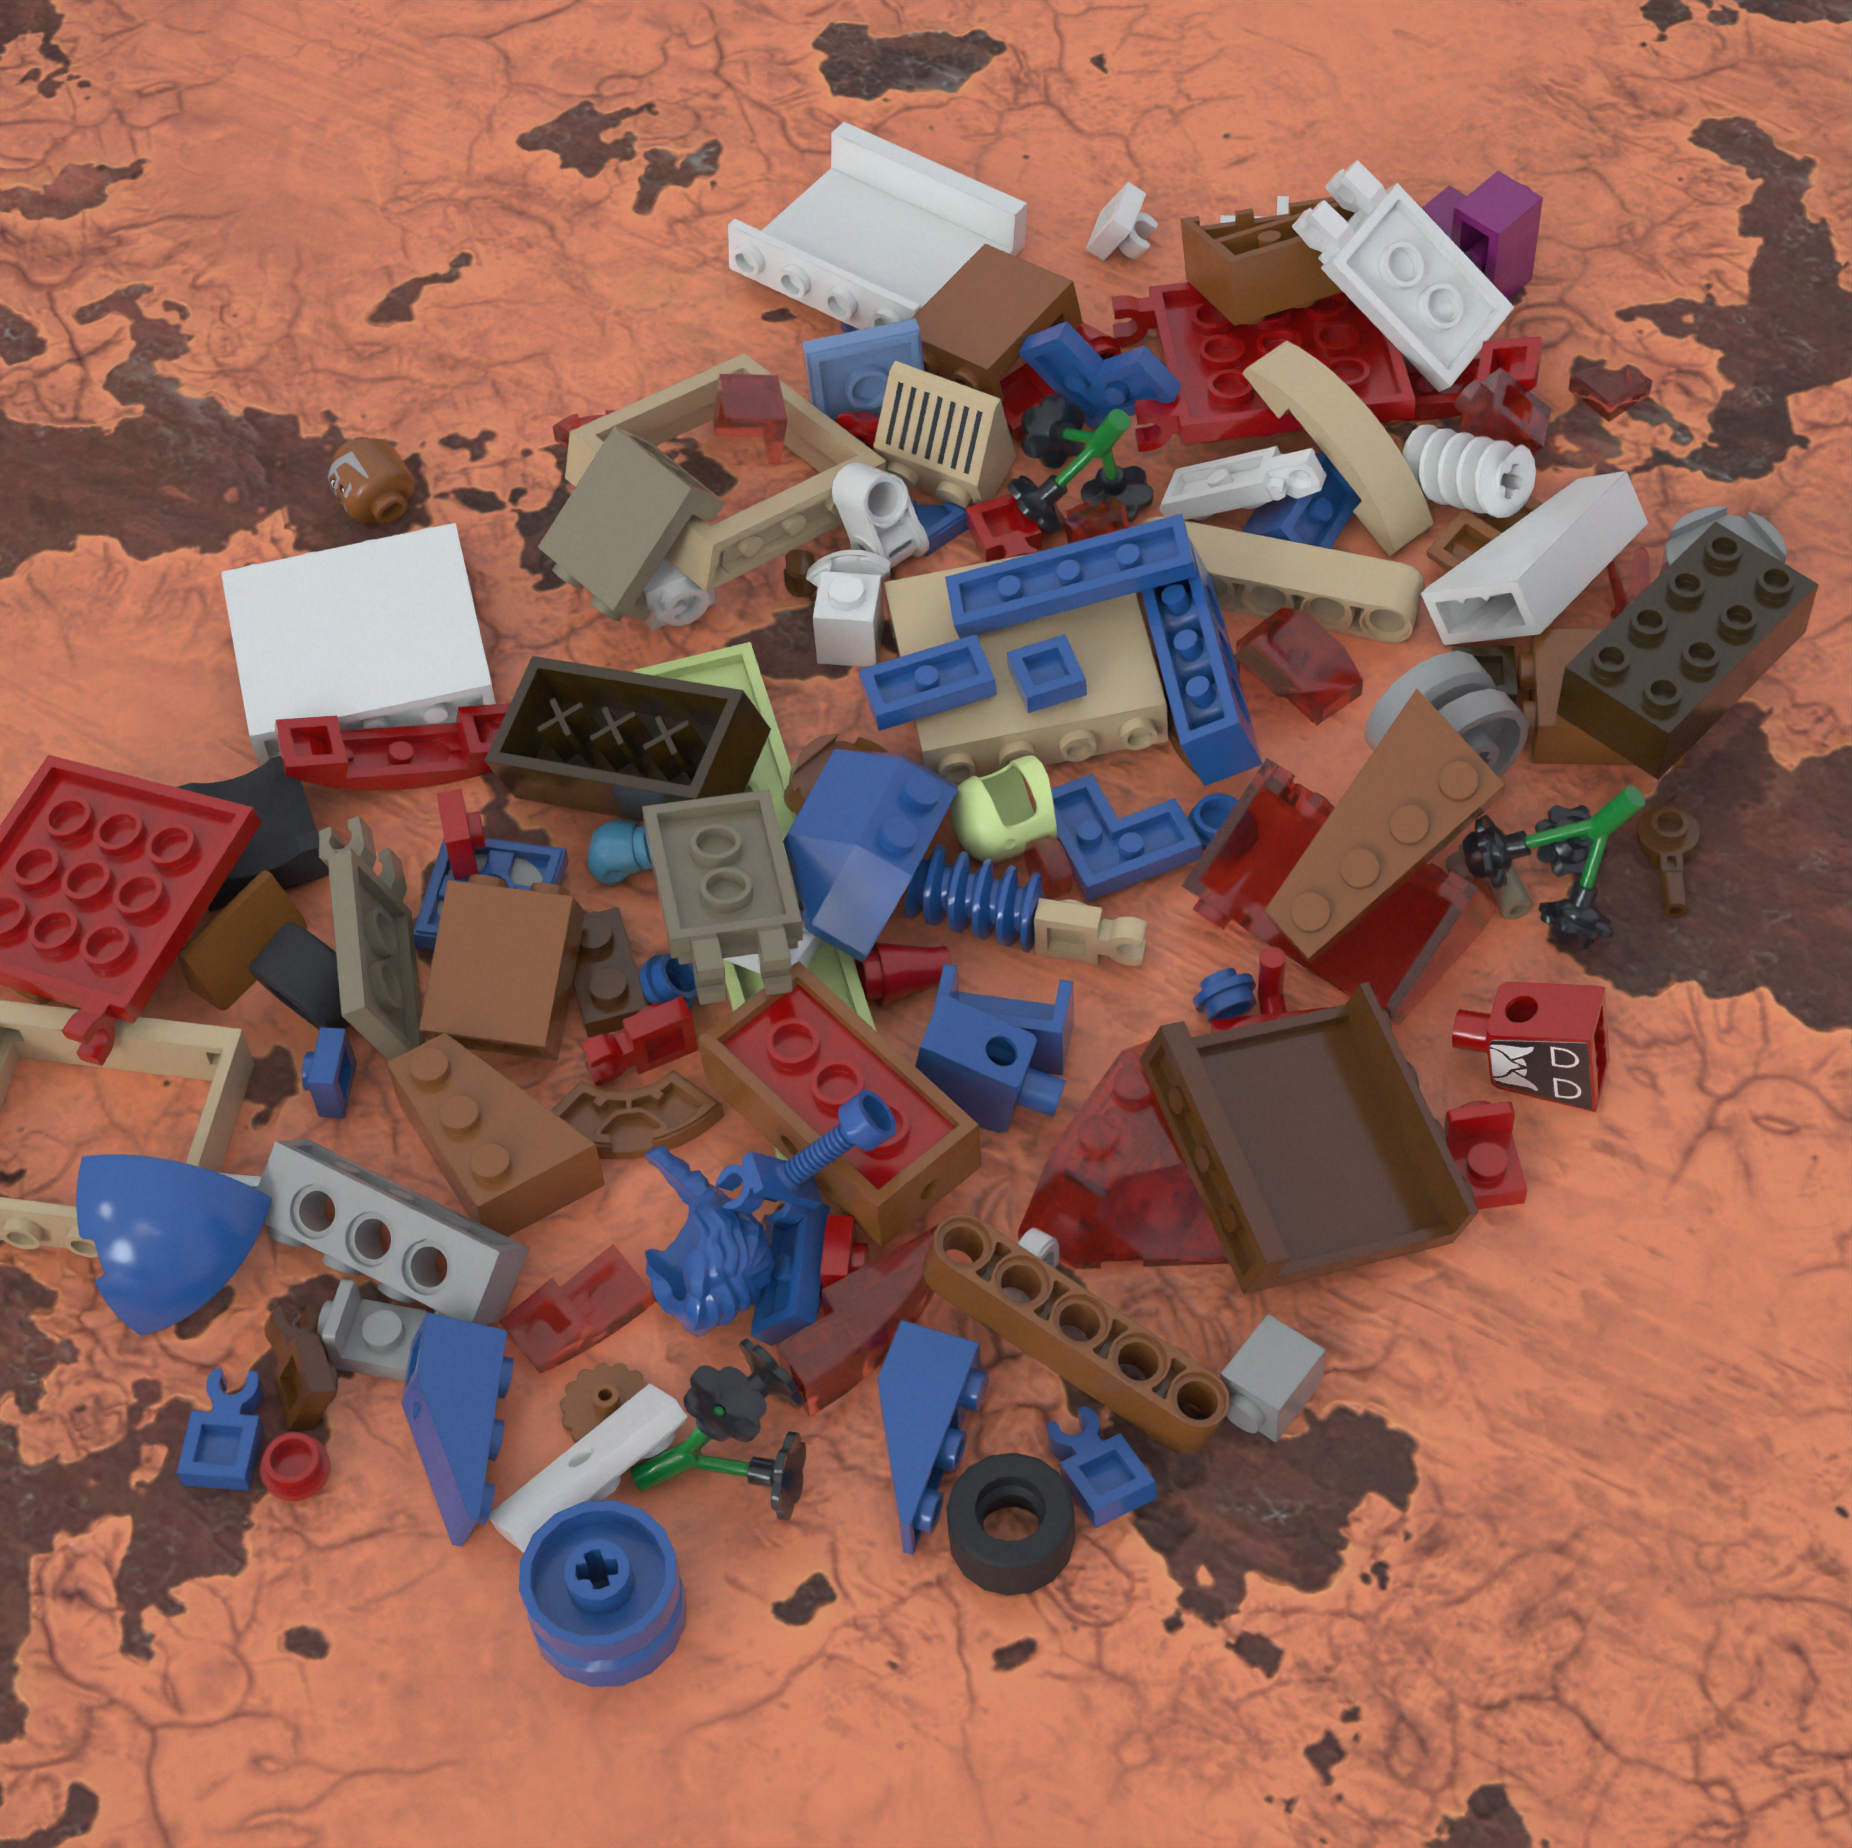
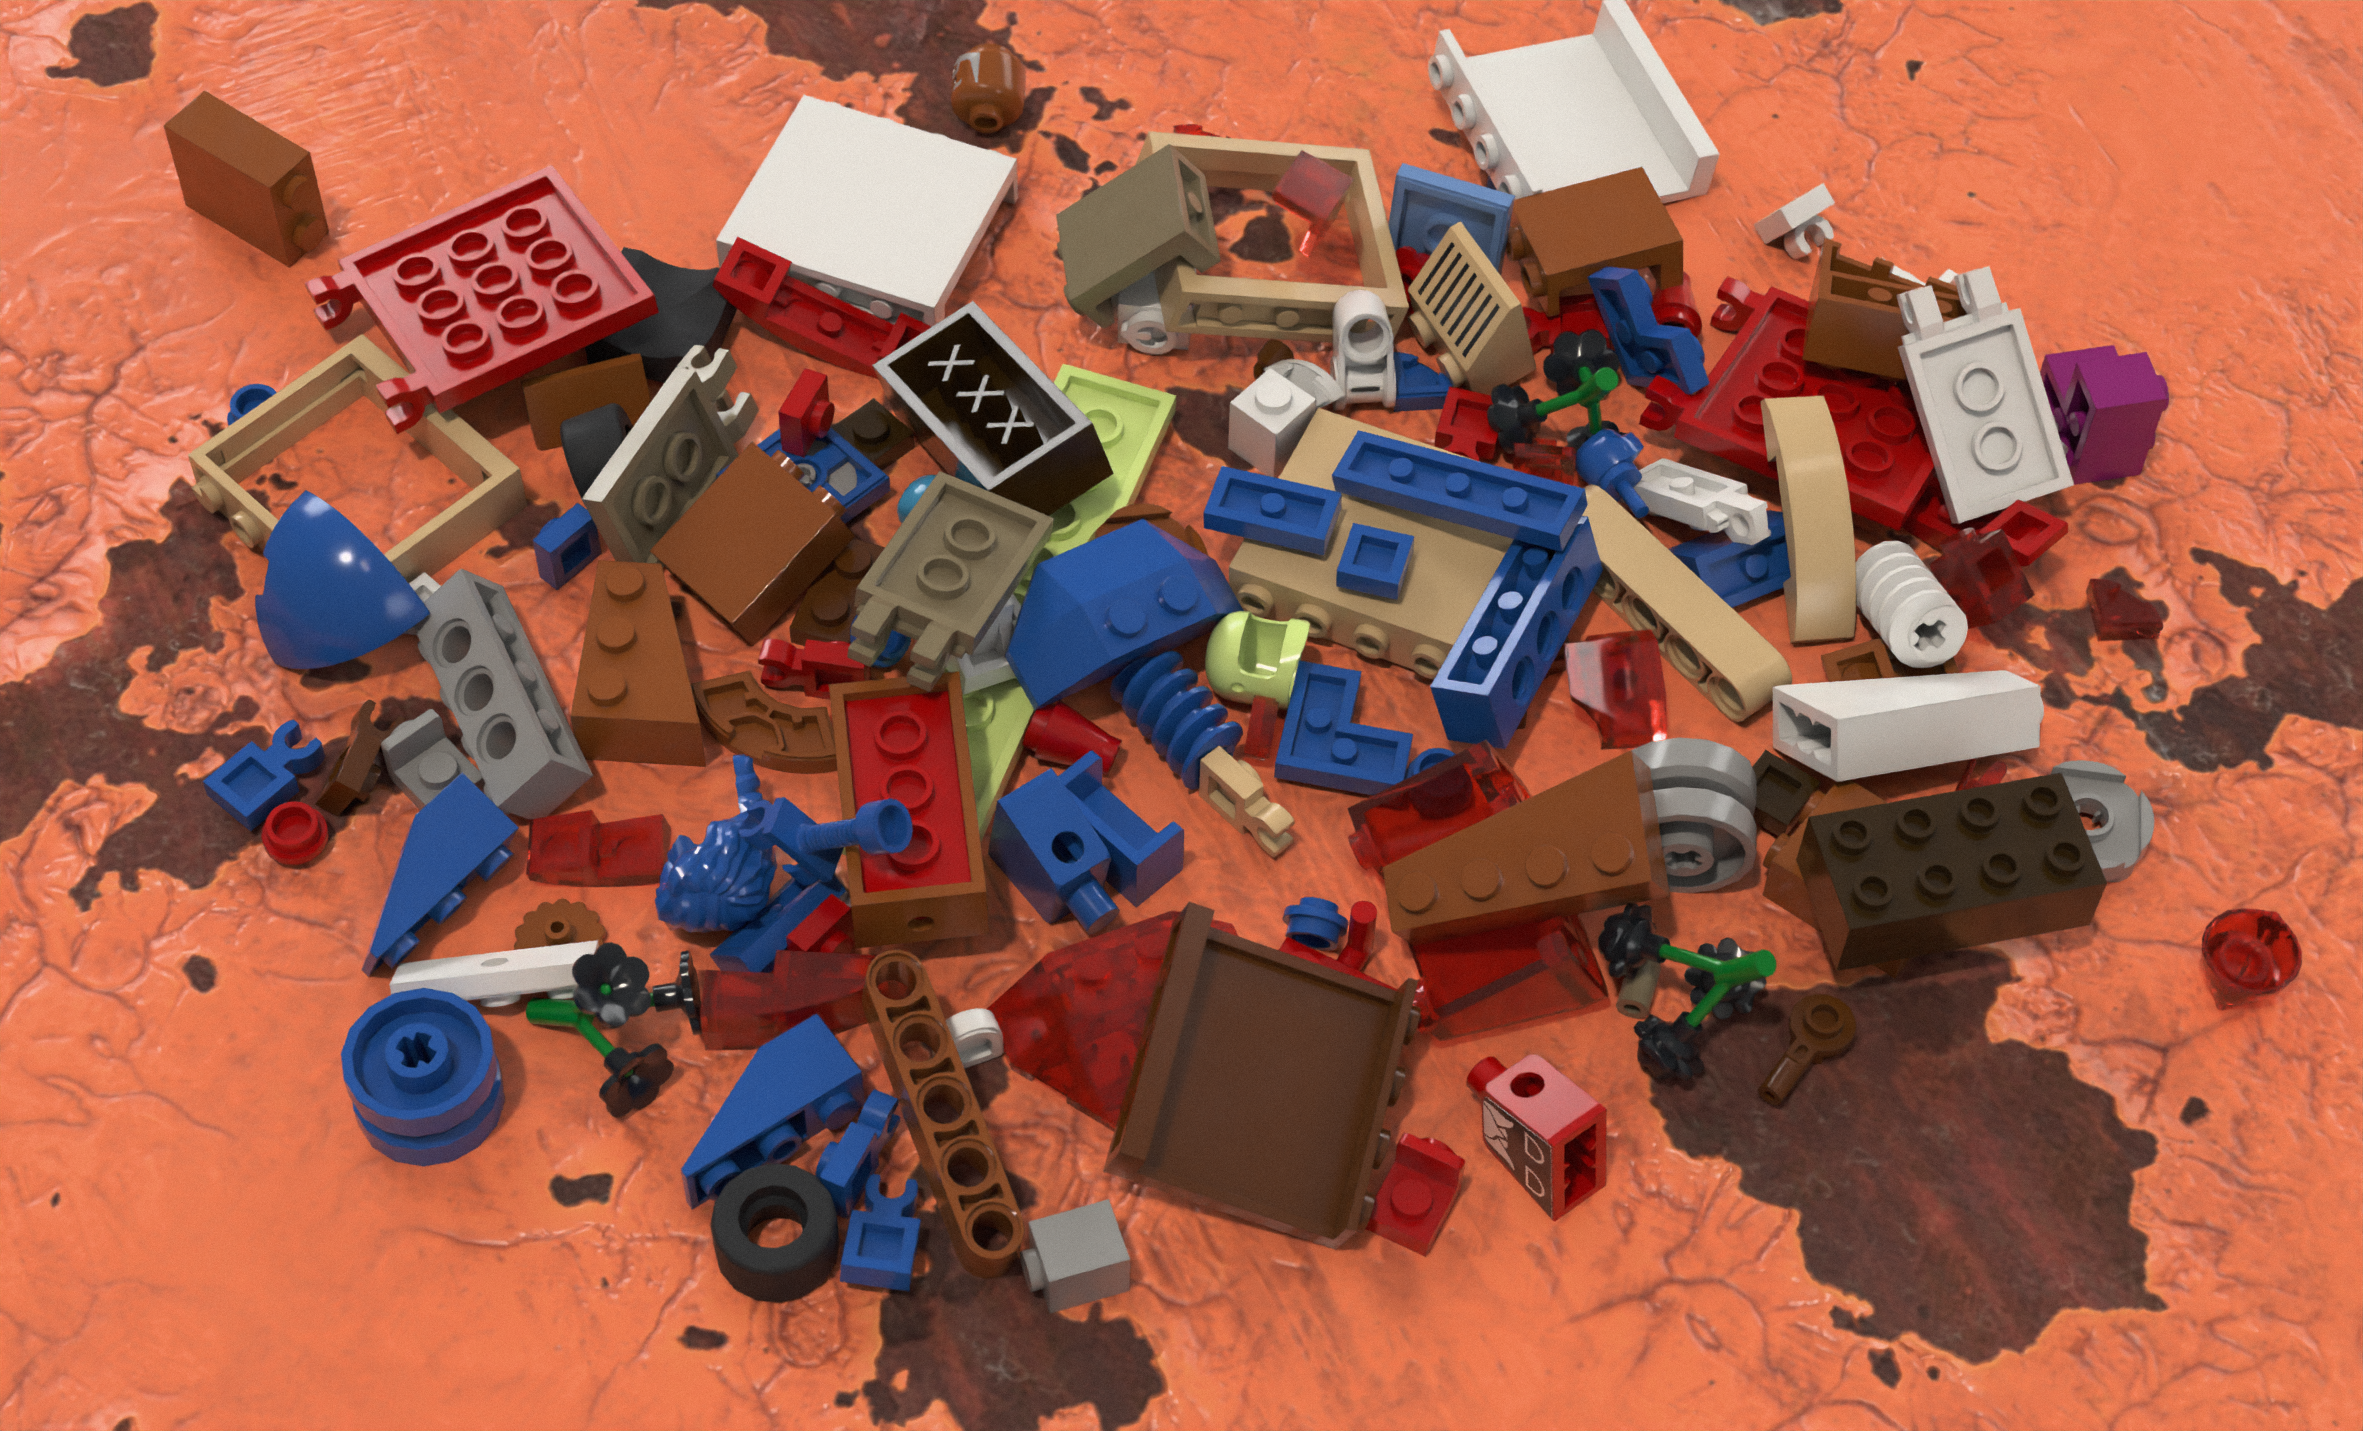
camera: 30 degrees right, 0 degrees up
(518, 819) = (876, 434): none -> dark brown plate
(1023, 1426) = (848, 1164): none -> blue plate
(1150, 494) = (1608, 463): none -> blue piece

